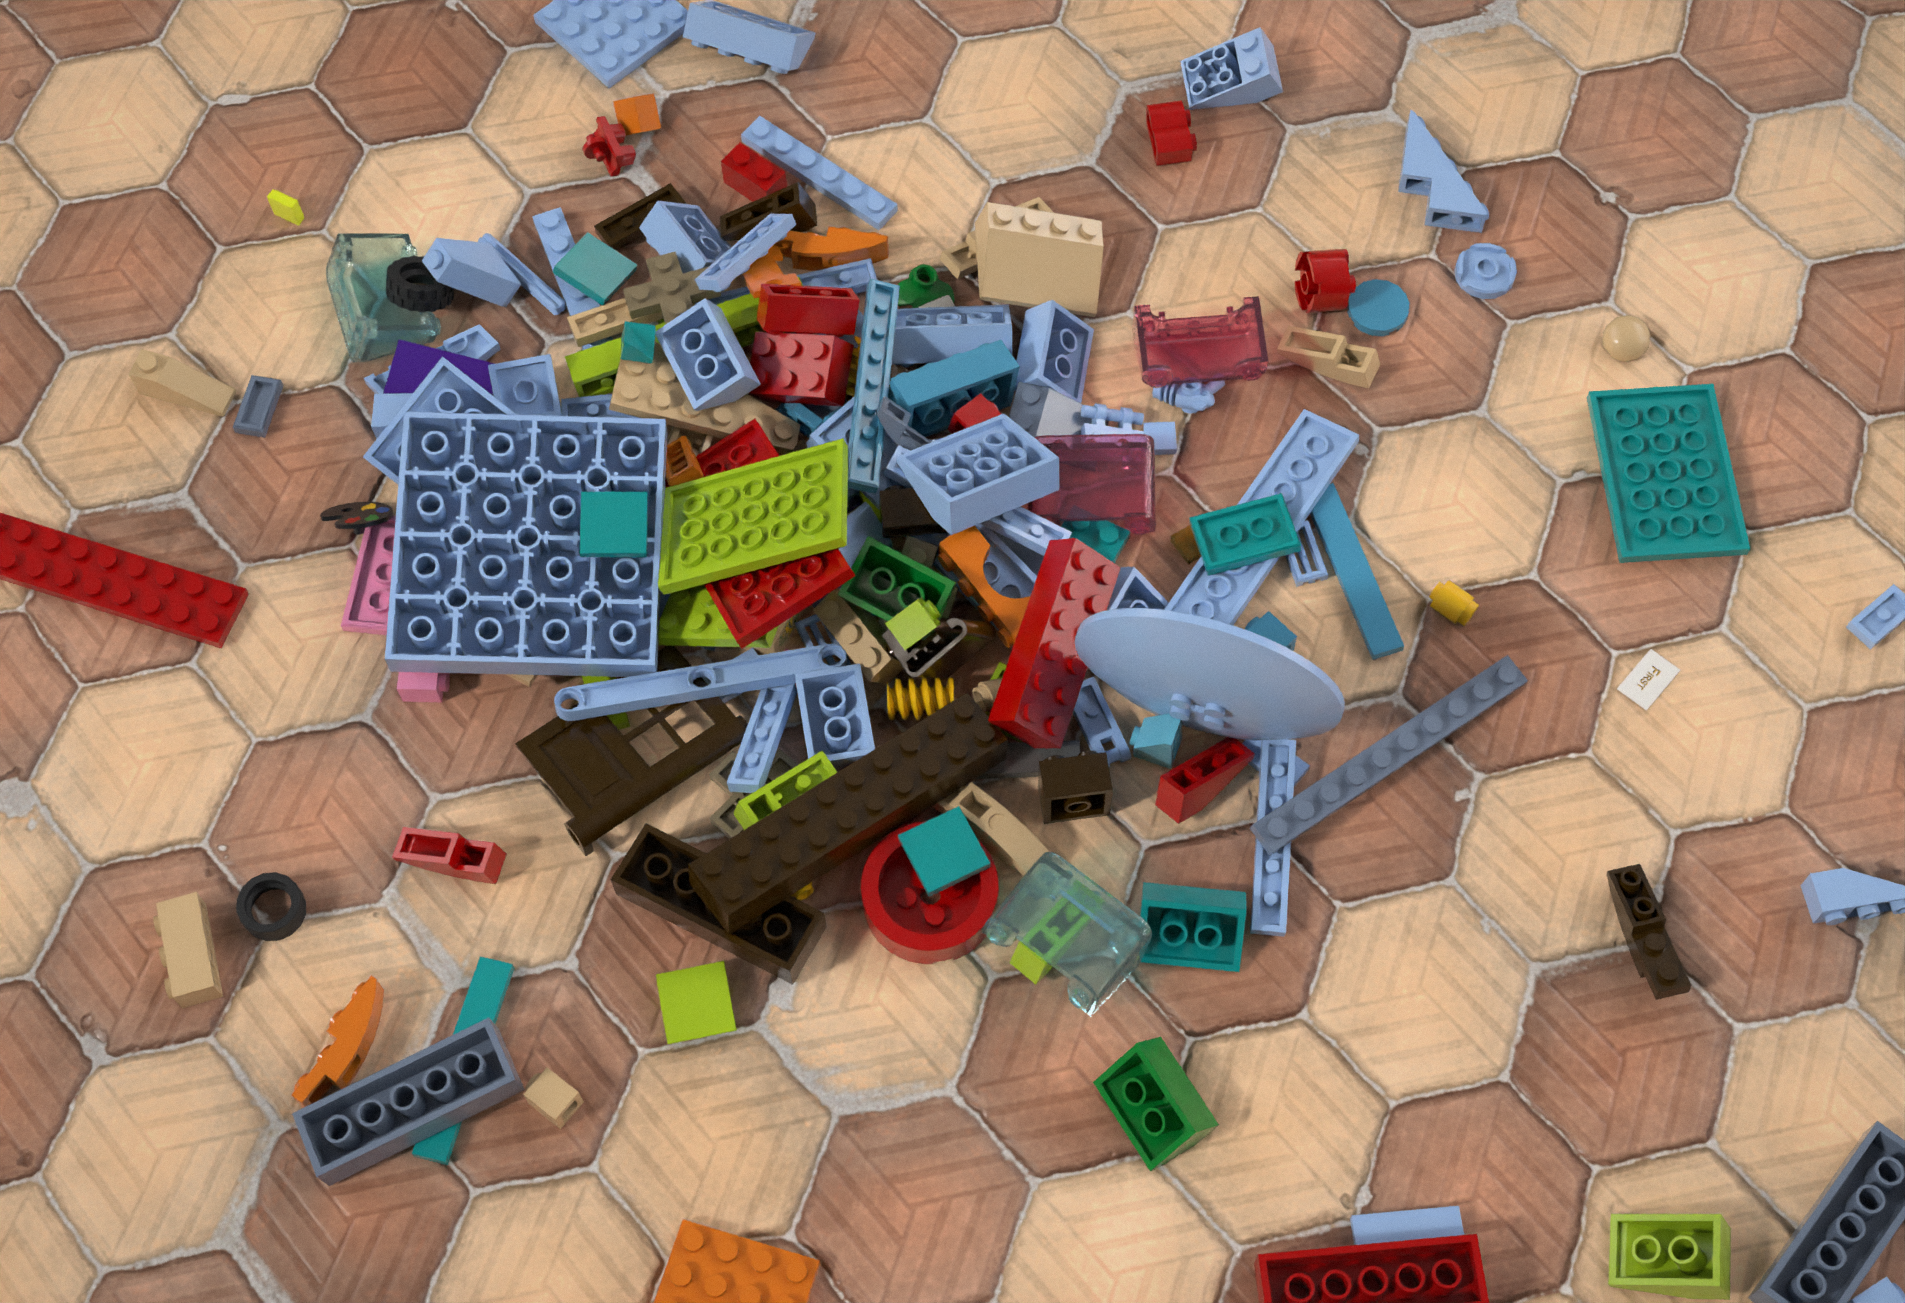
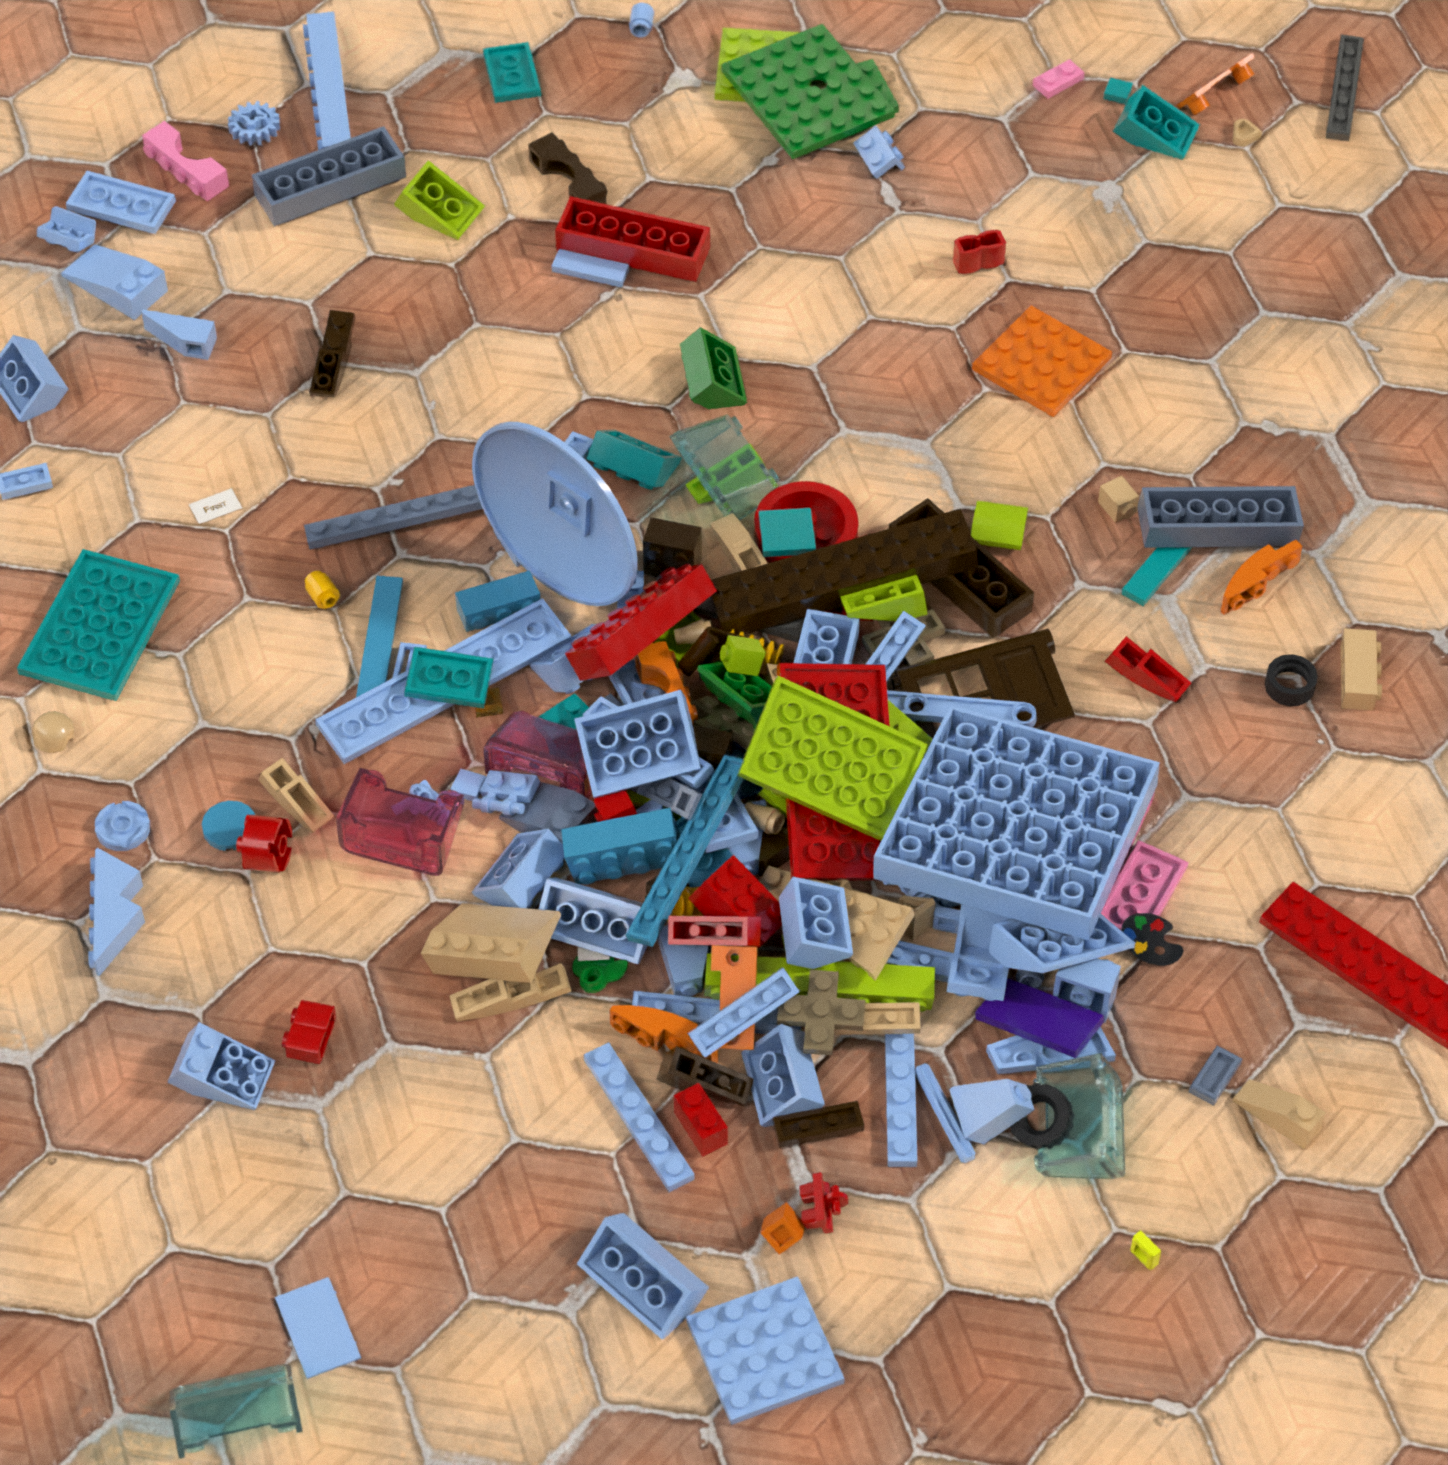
camera: 160 degrees left, 10 degrees down
(595, 268) = (878, 1081): teal tile -> none
(613, 524) = (946, 792): teal tile -> none
(638, 342) = (872, 943): teal slope -> none
(684, 466) = (860, 865): orange slope -> none

